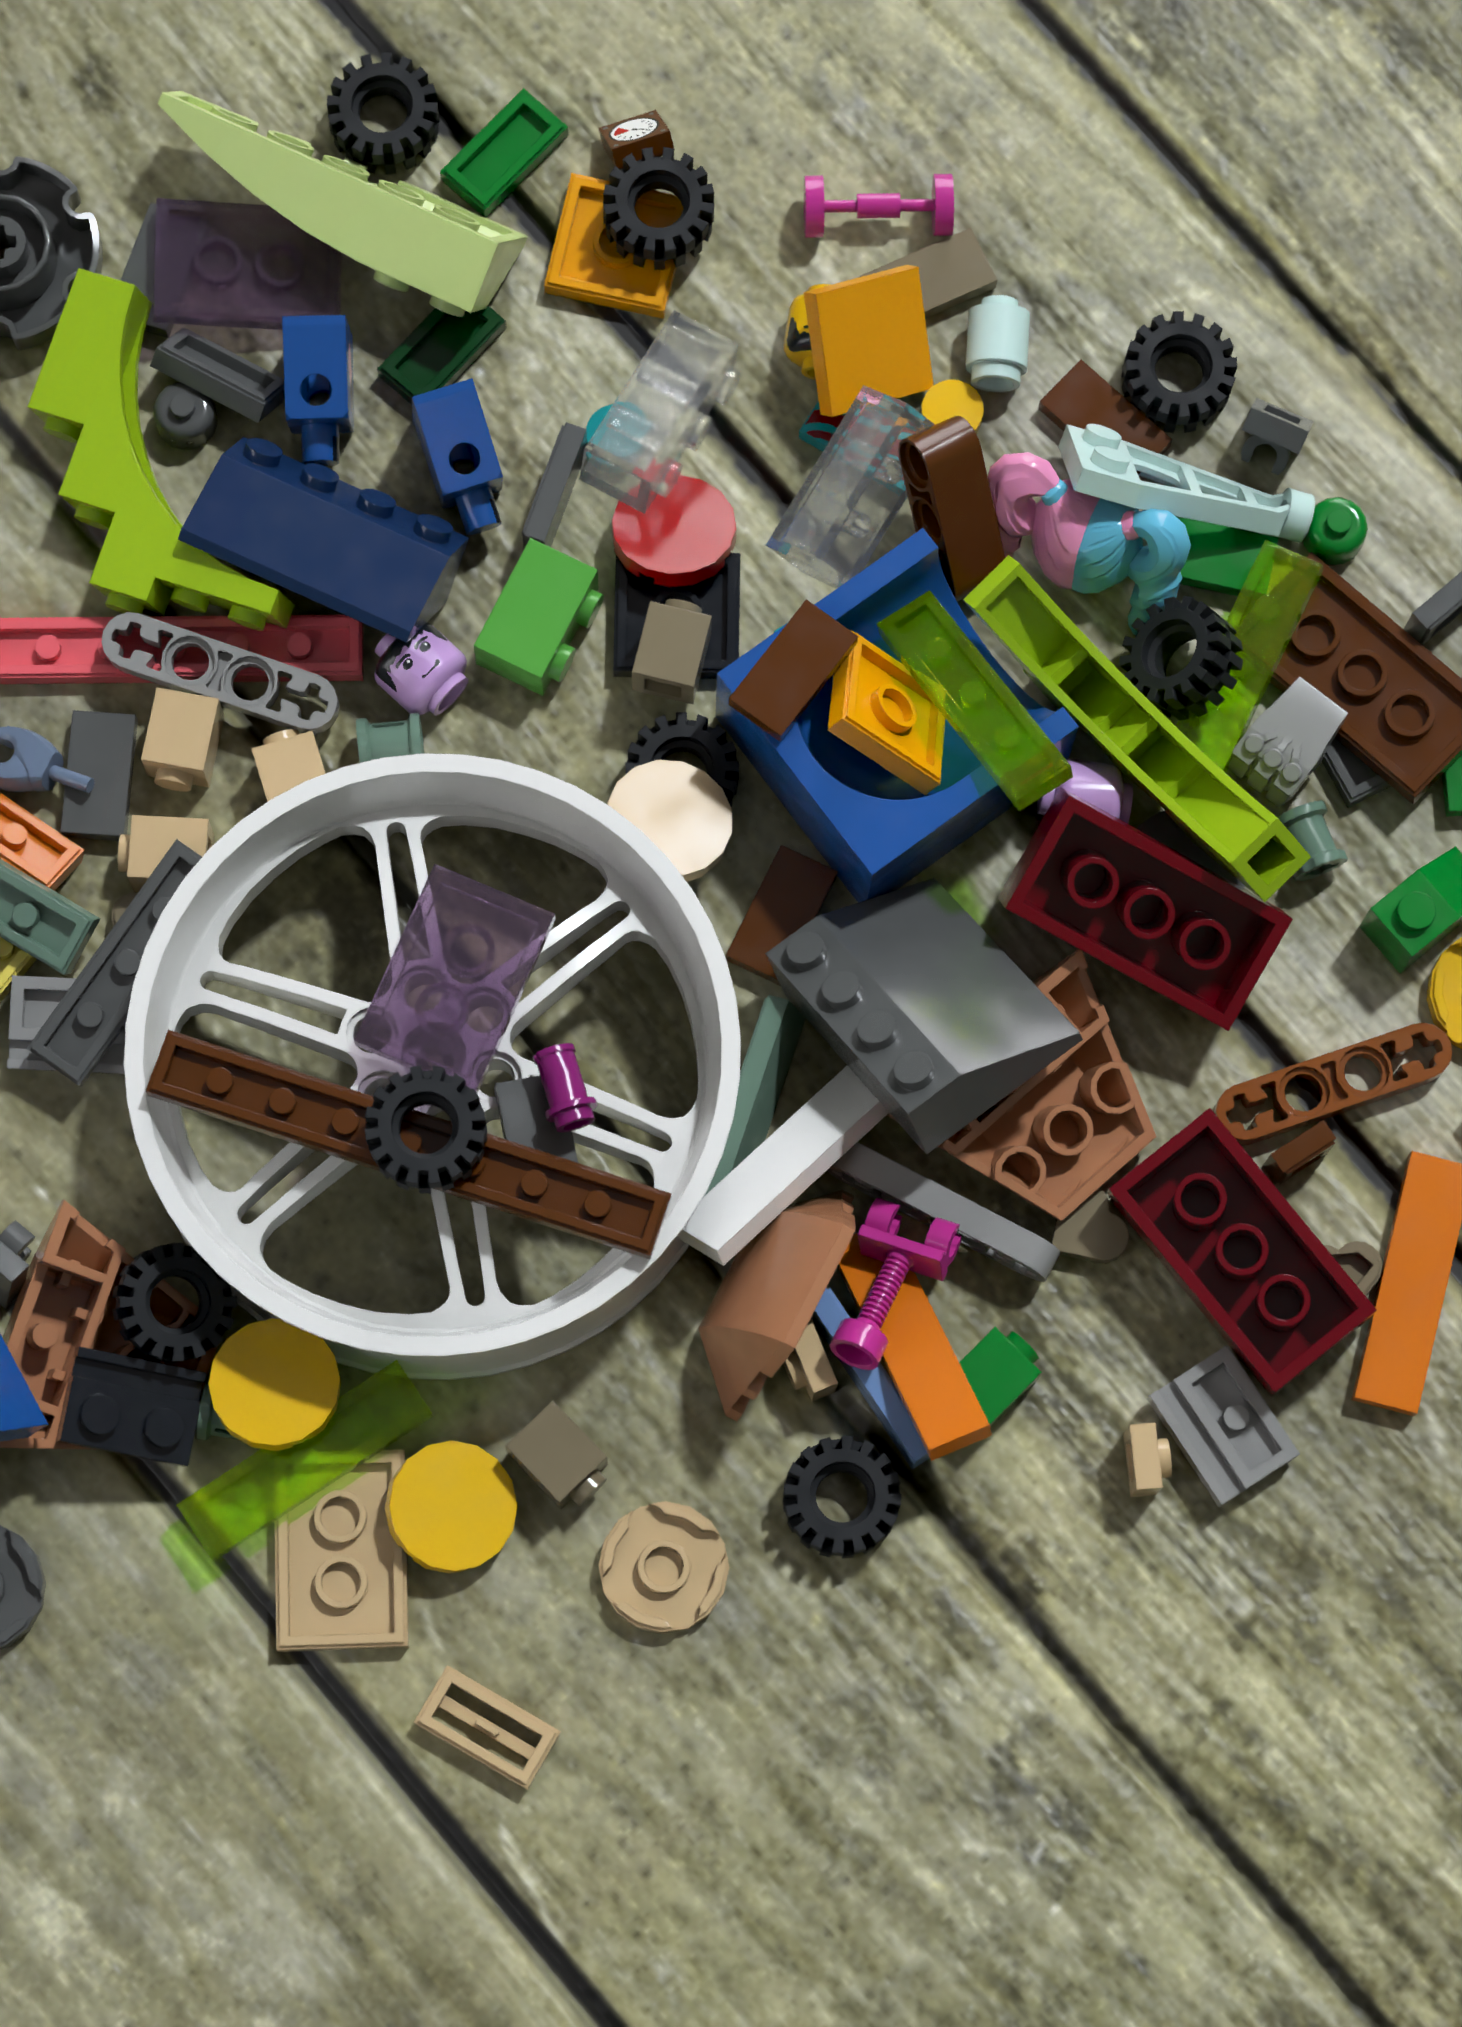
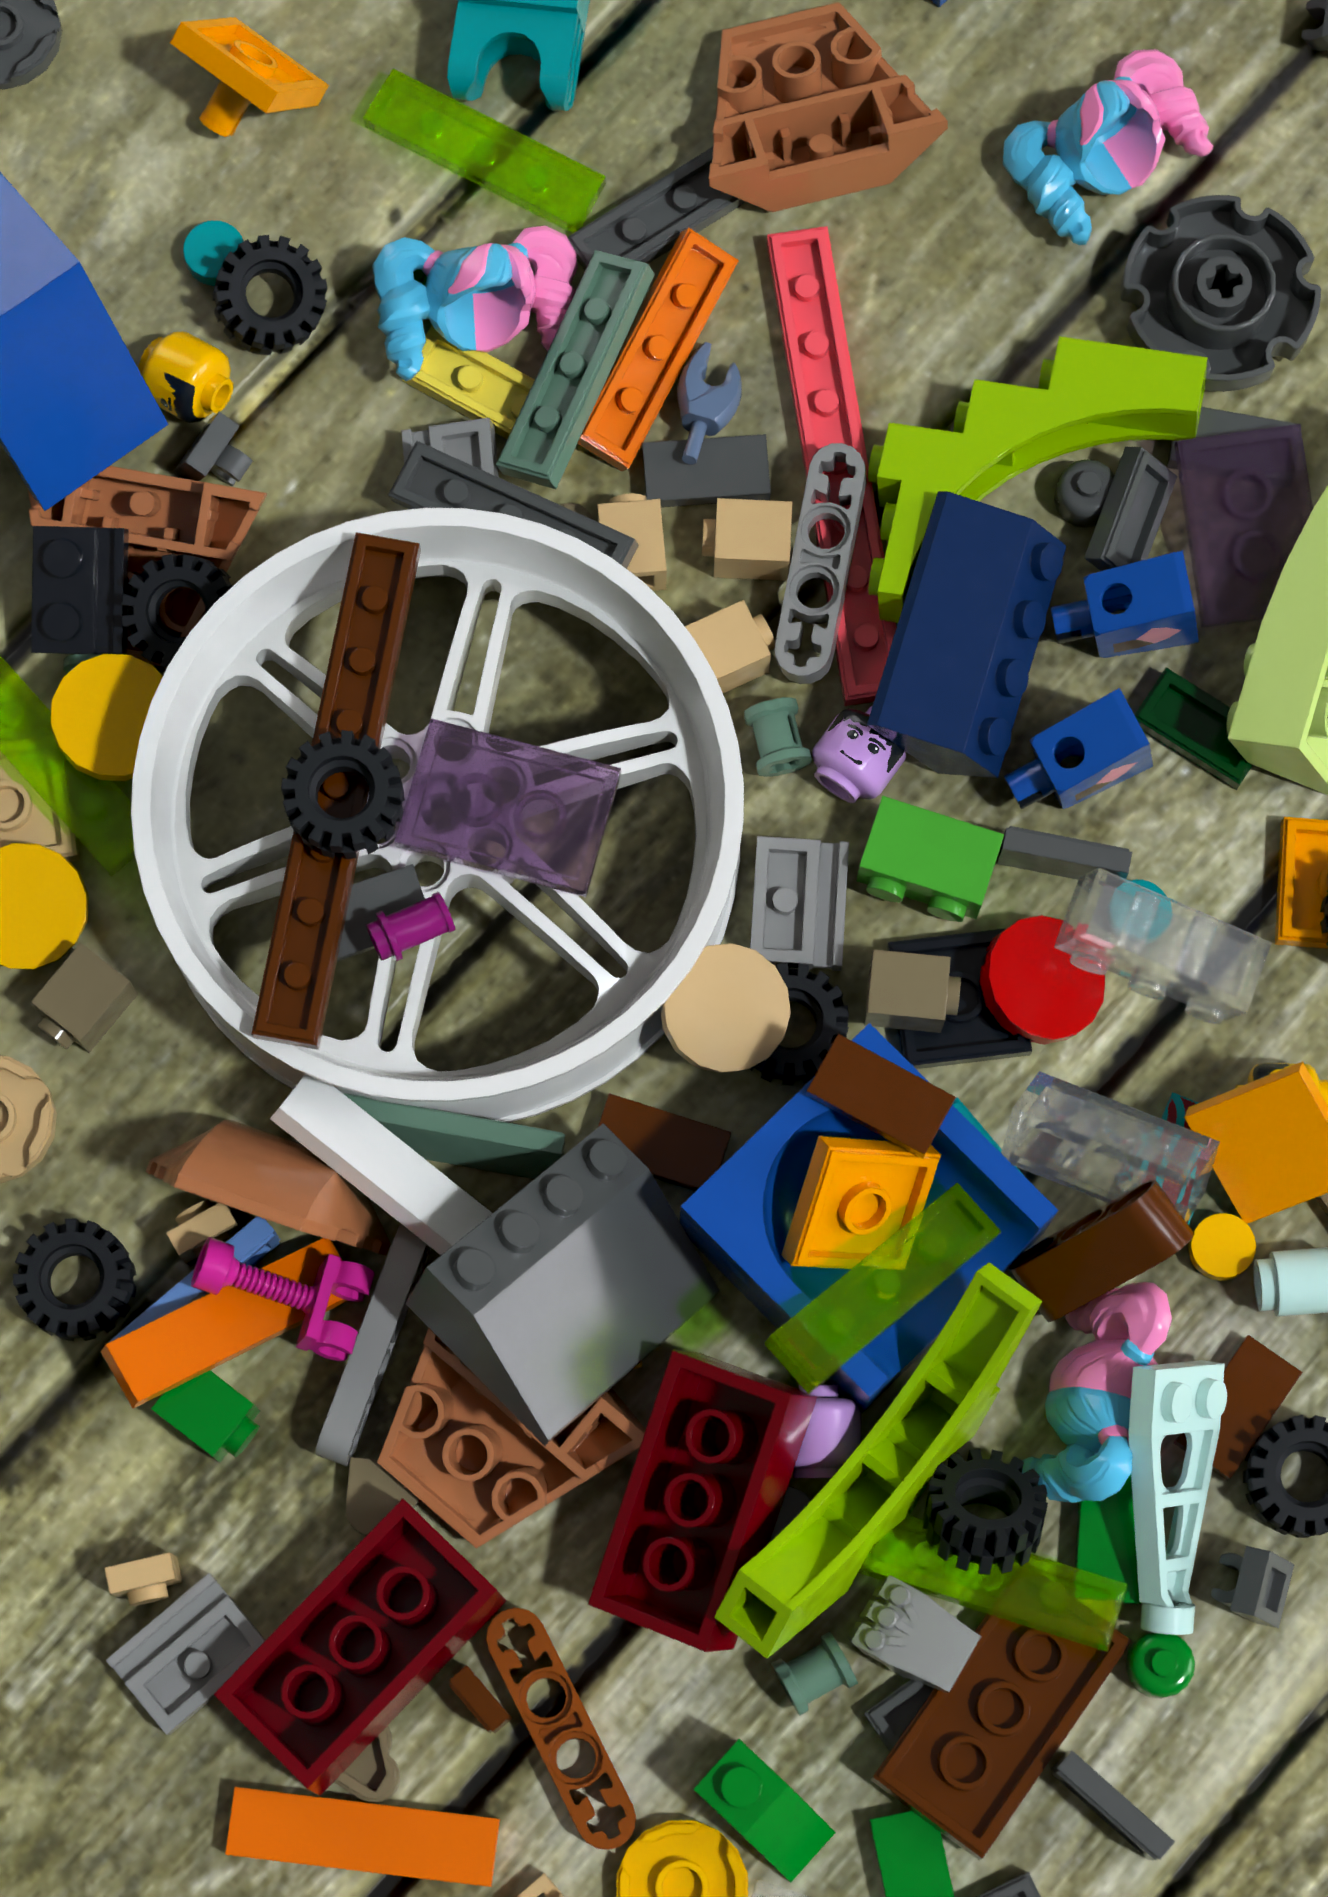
camera: 85 degrees right, 0 degrees up
(566, 741) = (800, 901): none -> light grey plate

